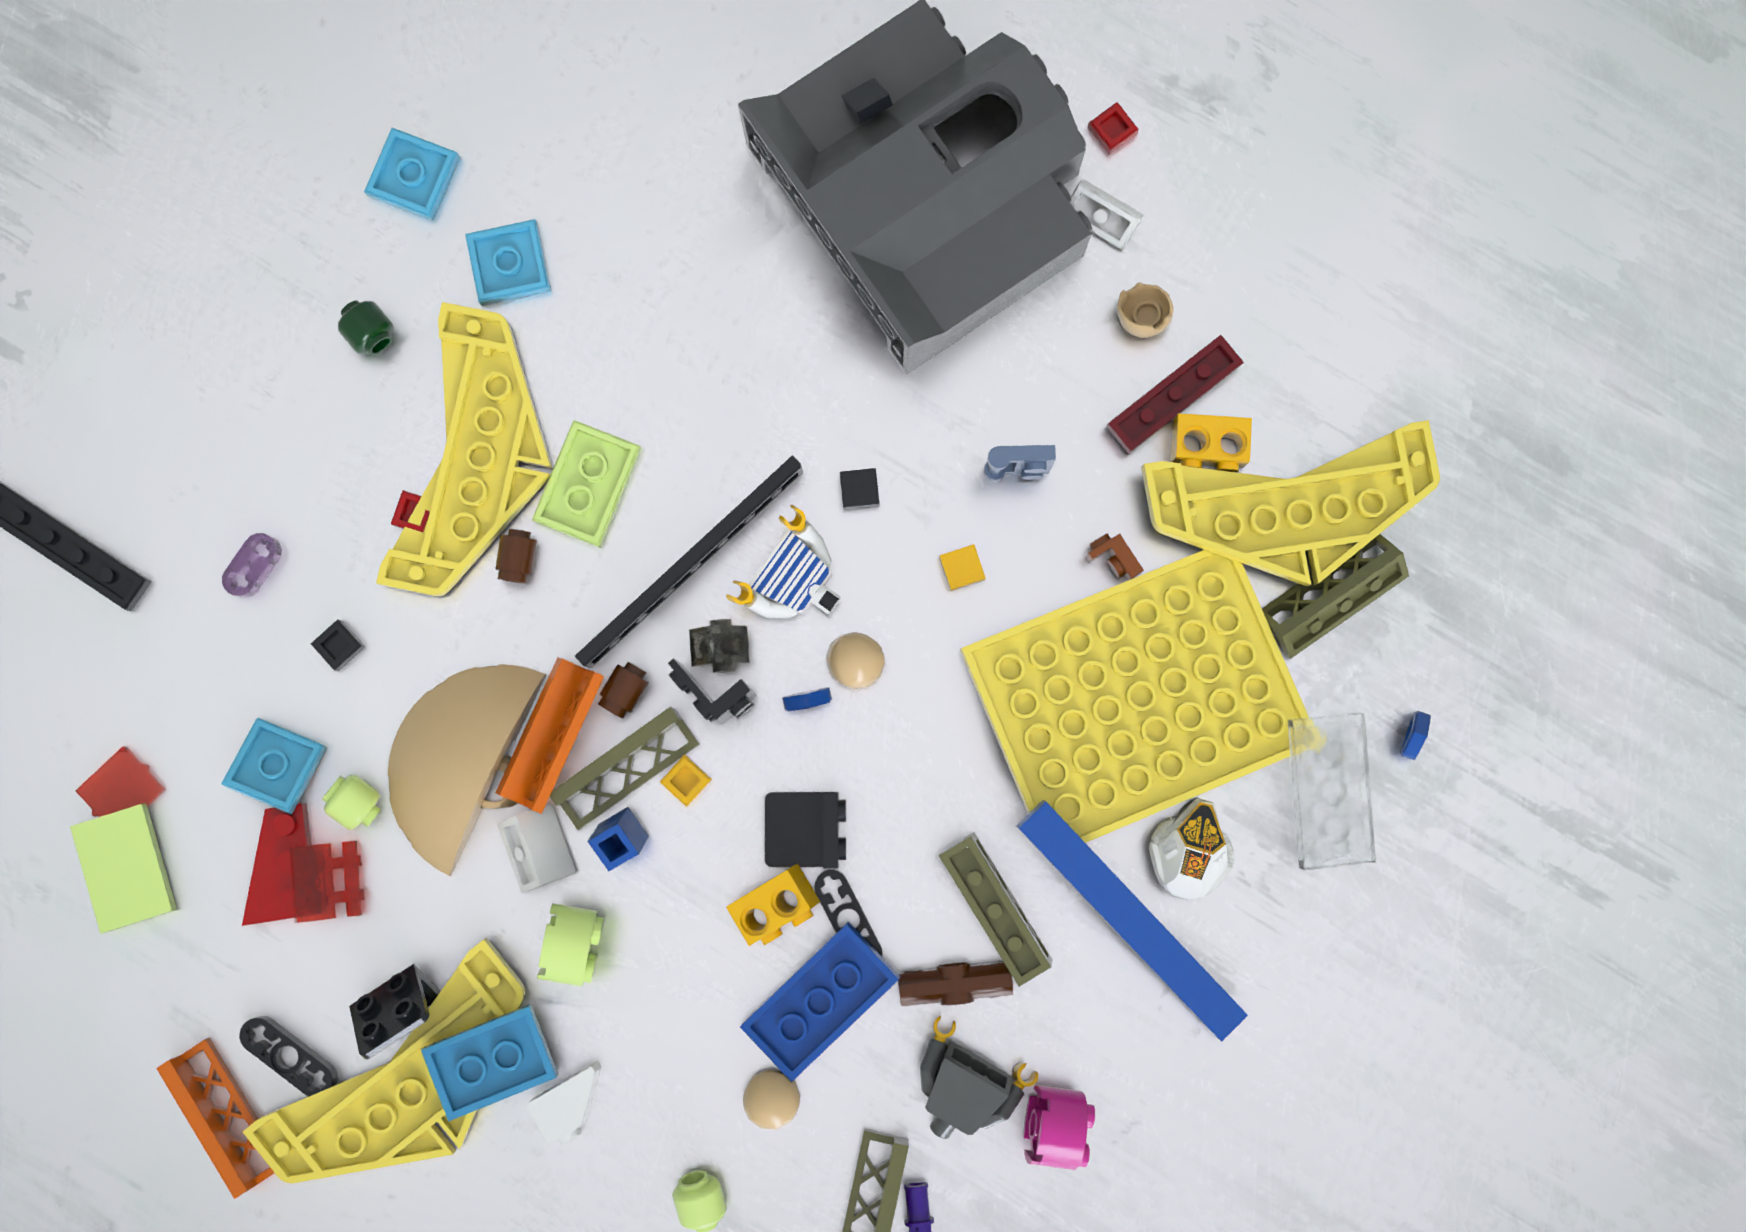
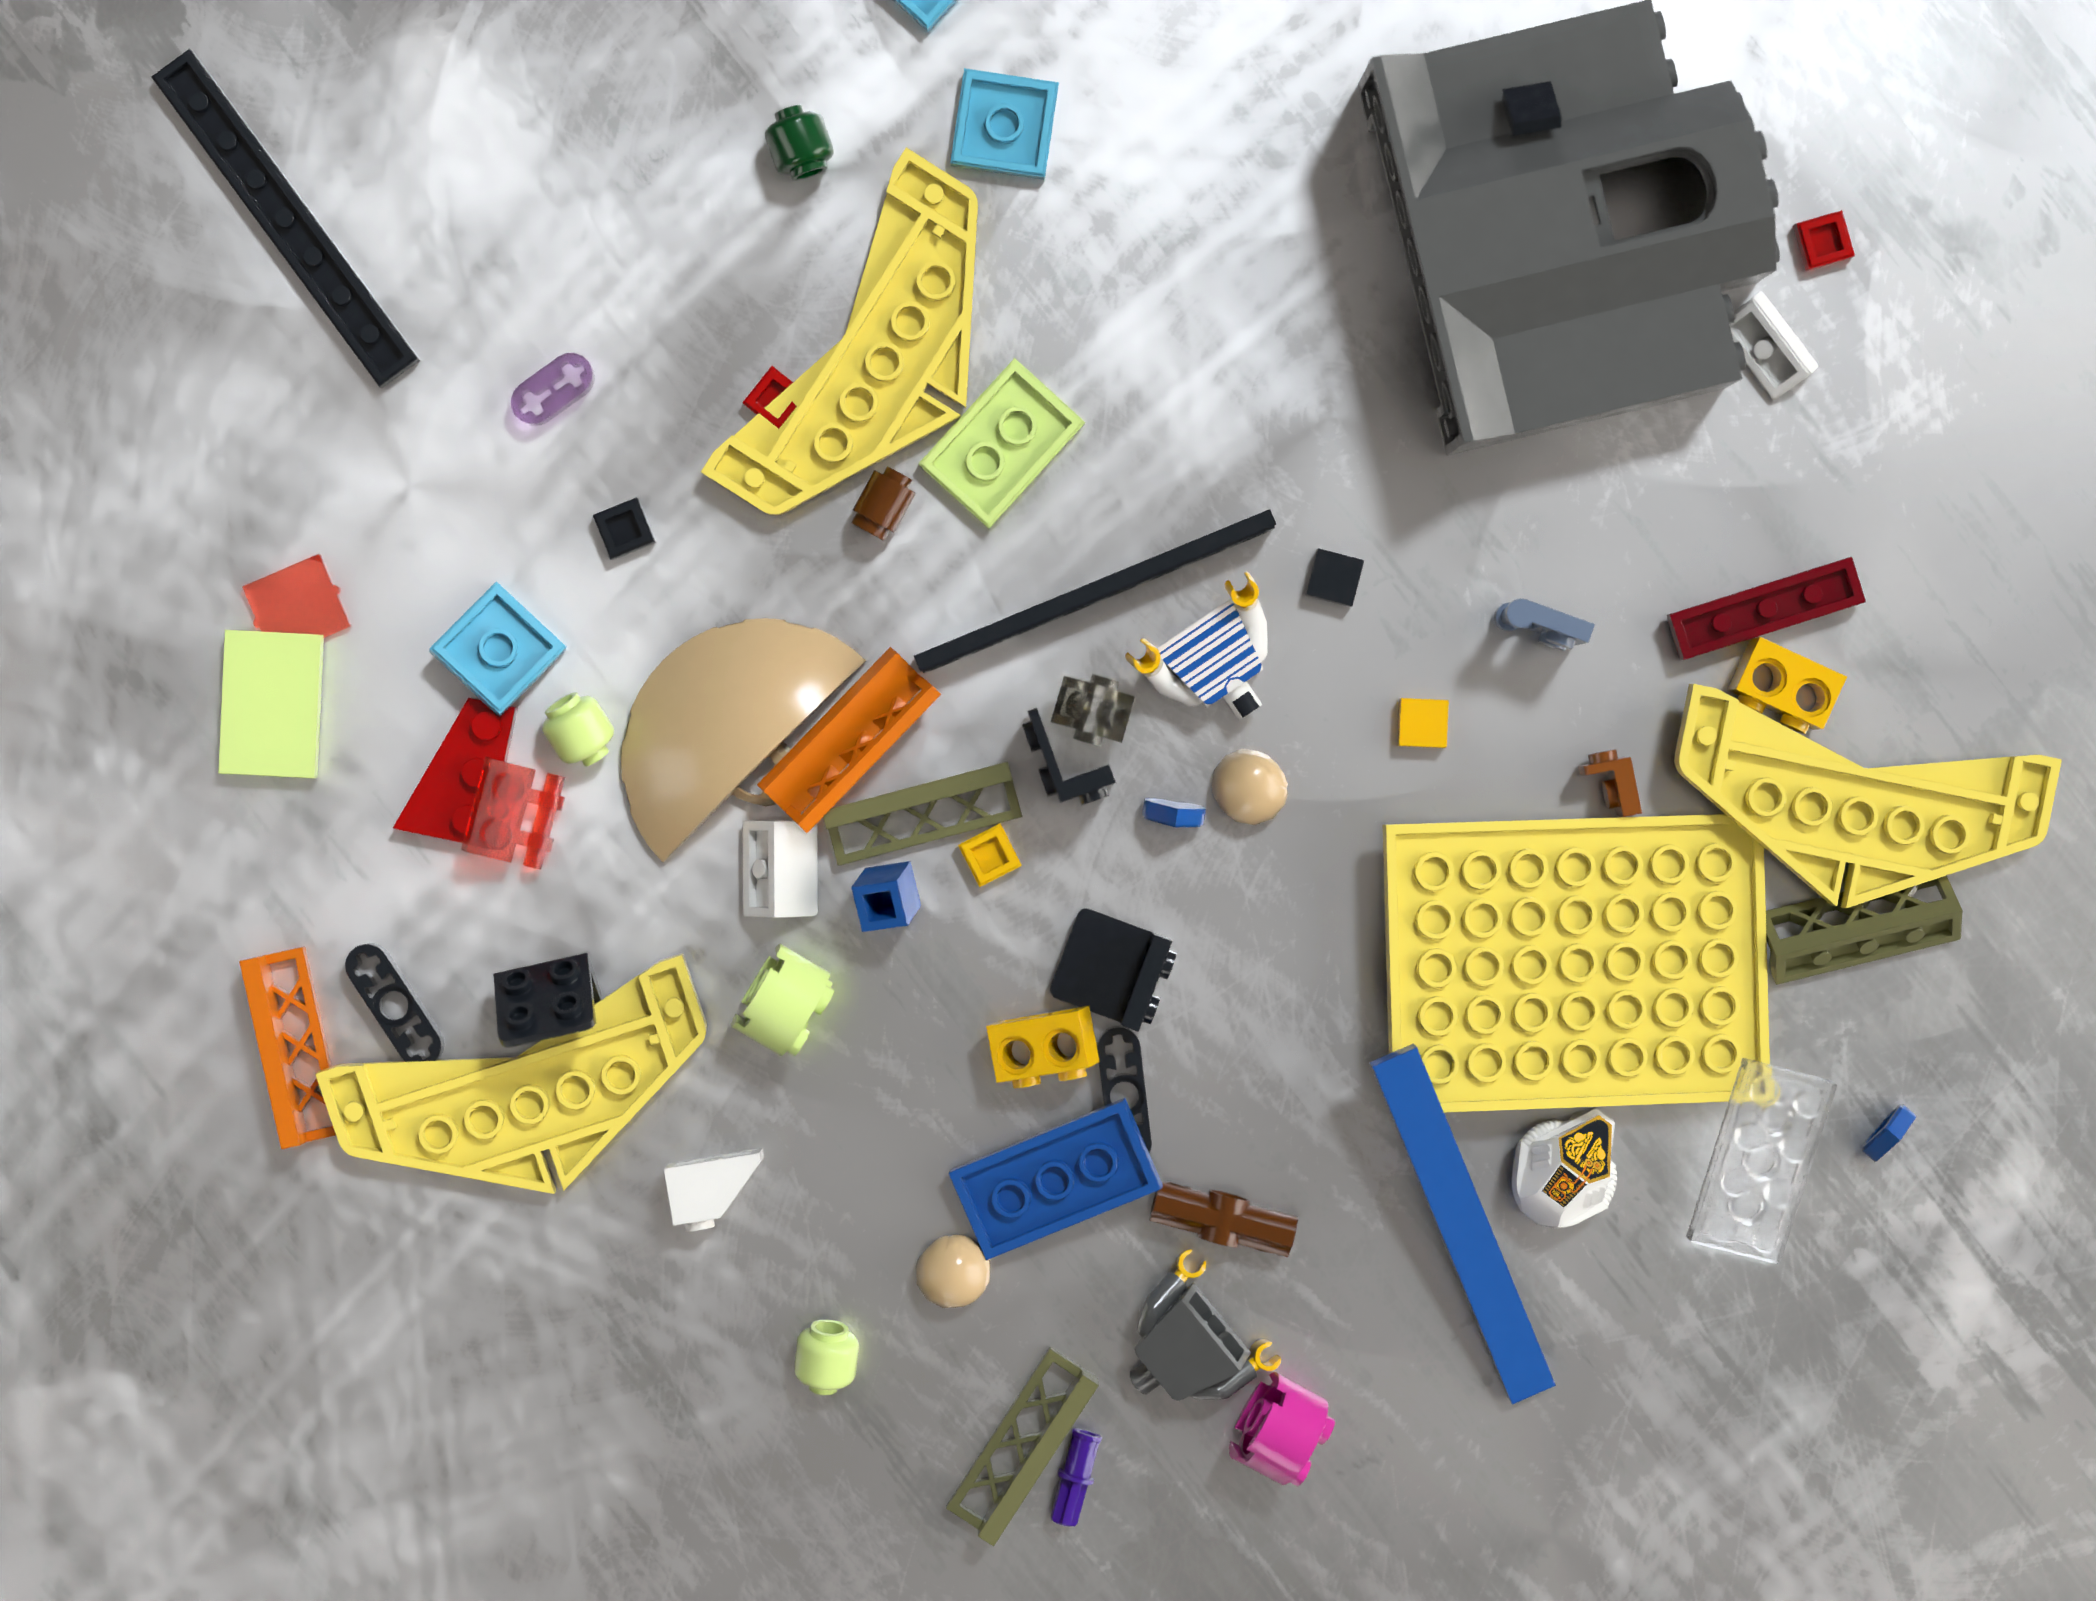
camera: 15 degrees right, 5 degrees up
(489, 1062) = (639, 1103): dark azure plate -> none
(623, 689) = (955, 717): reddish brown brick -> none
(996, 909) = (1306, 1150): olive fence -> none
(1144, 310) = (1771, 490): tan hair -> none

